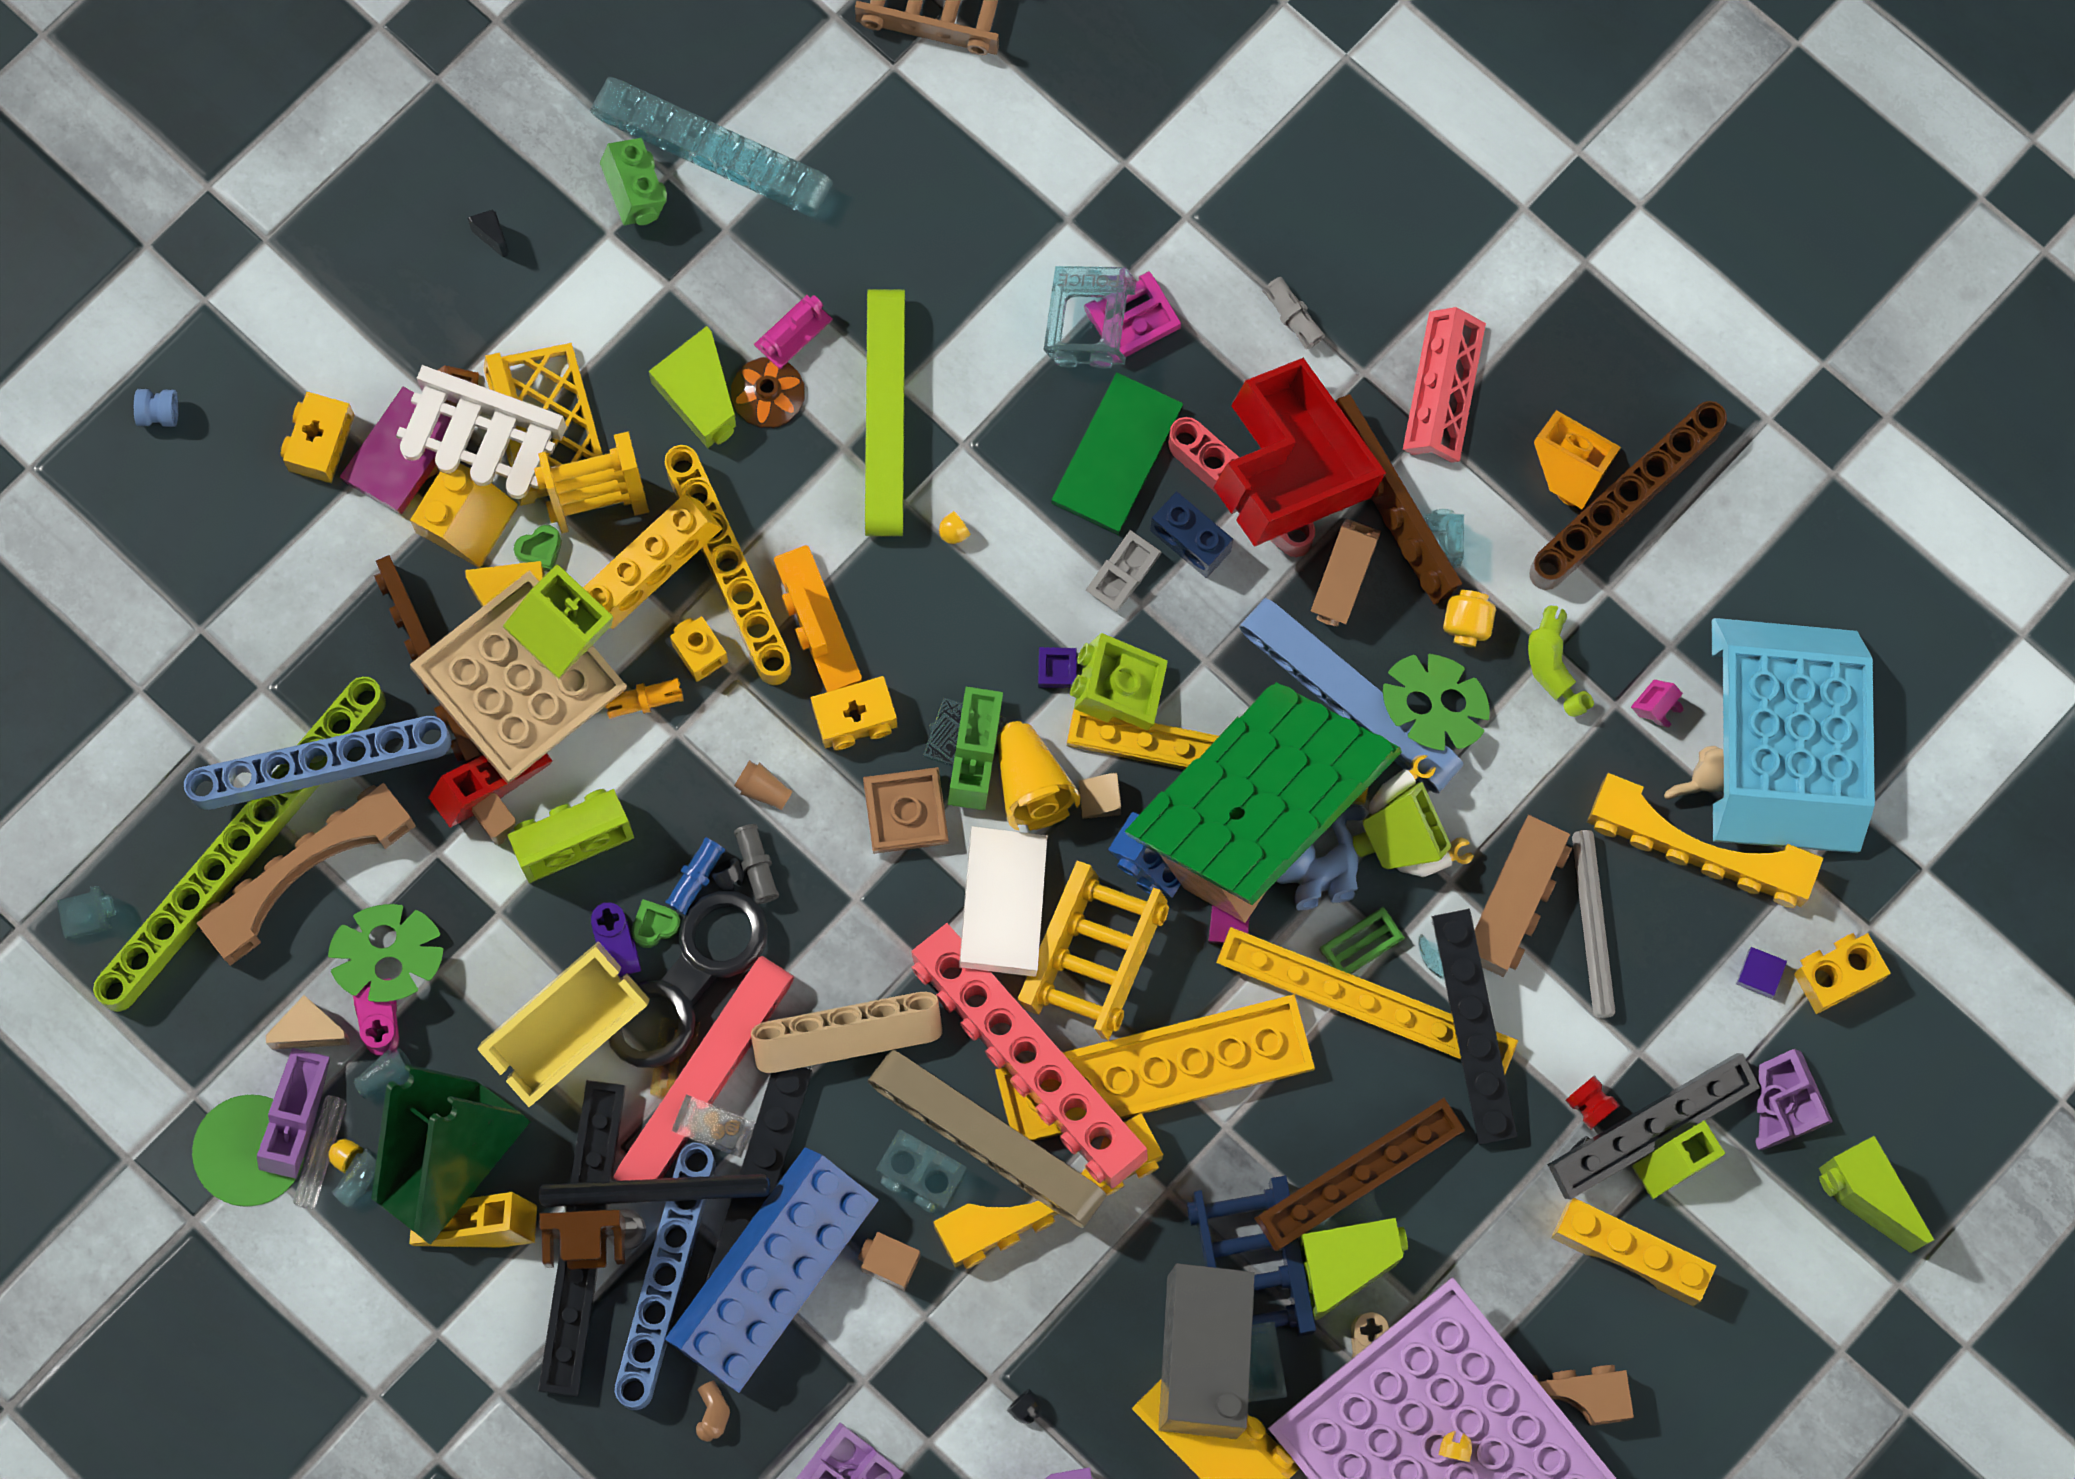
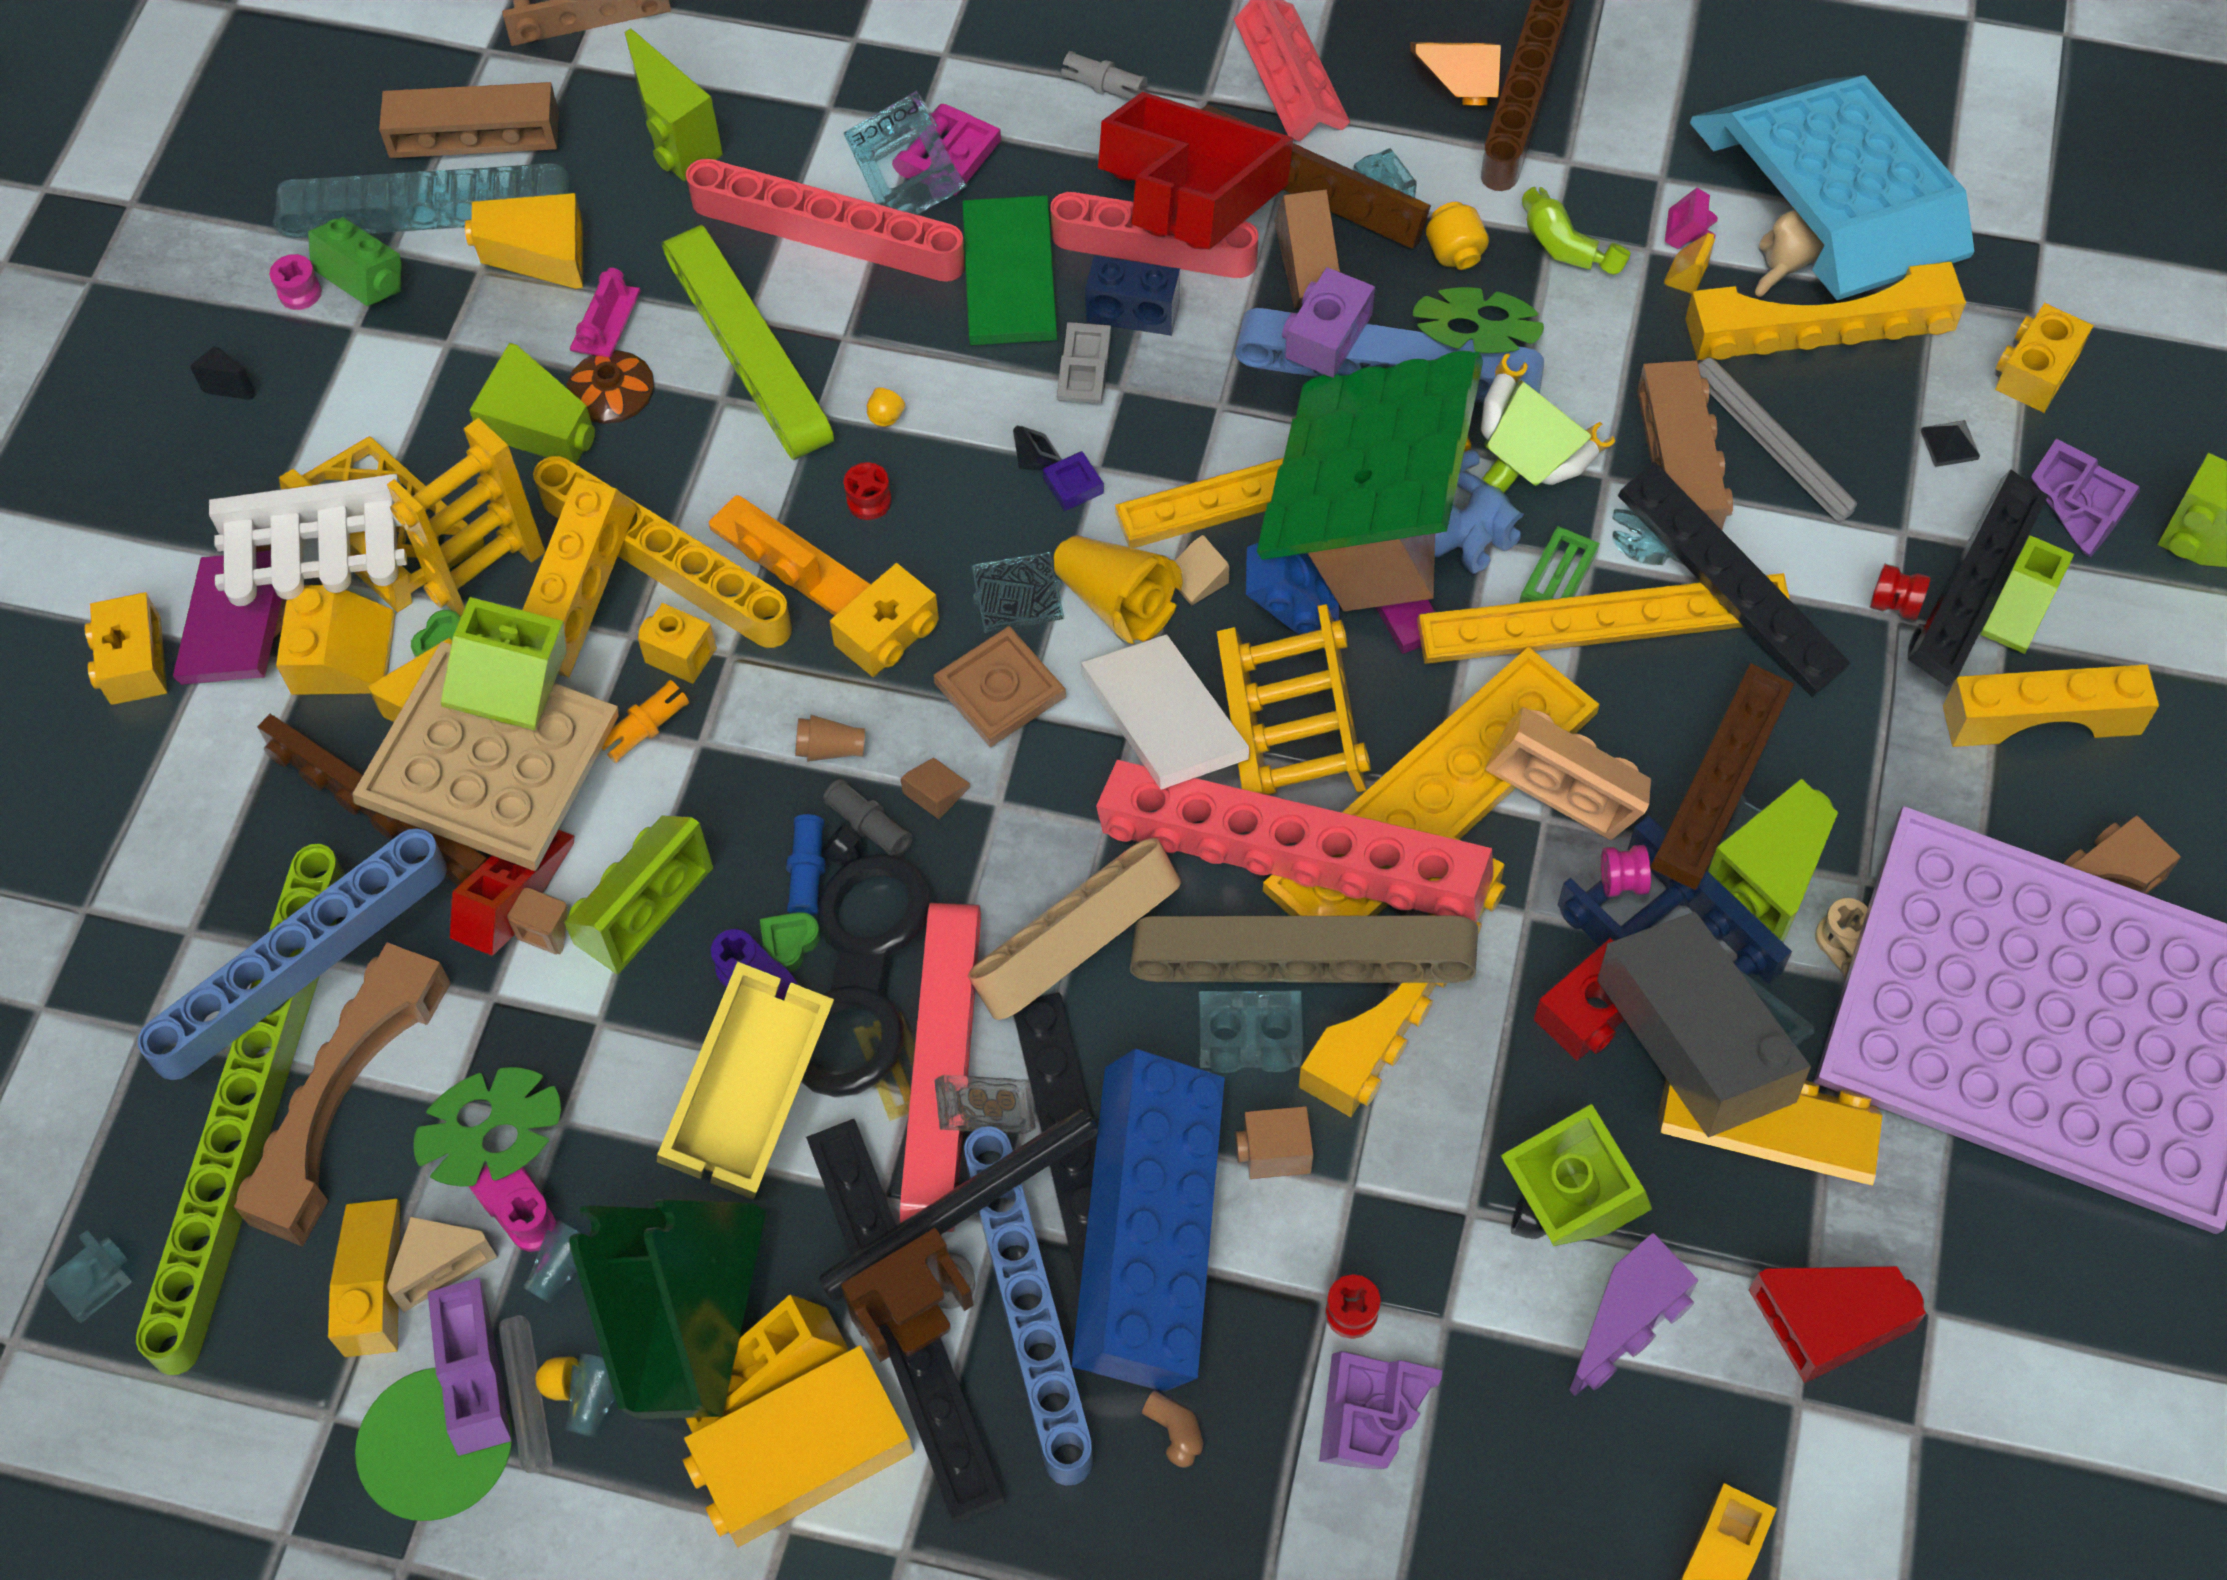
camera: 25 degrees left, 15 degrees down
(258, 1012) = (360, 1306): none -> yellow slope
(468, 1288) = (796, 1447): none -> yellow brick
(584, 179) = (295, 282): none -> dark pink wheel
(775, 227) = (530, 236): none -> yellow slope
(782, 90) = (473, 116): none -> medium nougat brick
(818, 863) = (934, 787): none -> medium nougat slope
(873, 1405) = (1346, 1316): none -> red wheel
(898, 588) = (860, 482): none -> red wheel
(935, 187) = (675, 109): none -> lime slope
(975, 748) = (1039, 590): bright green slope -> none
(995, 318) = (826, 220): none -> coral beam
(1044, 627) = (1034, 449): none -> black slope
(1066, 1402) = (1577, 1179): none -> lime slope
(1118, 682) = (1146, 453): lime plate -> none
(1140, 1282) = (1570, 1017): none -> red brick
(1239, 1208) = (1625, 871): none -> dark pink wheel
(1254, 1111) = (1570, 774): none -> light nougat slope
(1299, 670) = (1328, 321): none -> medium lavender brick
(1459, 1451) = (2037, 979): yellow hinge -> none
(1633, 740) = (1690, 264): none -> yellow slope
(1724, 1000) = (1950, 443): none -> black slope
(1761, 972) = (1966, 399): dark purple tile -> none

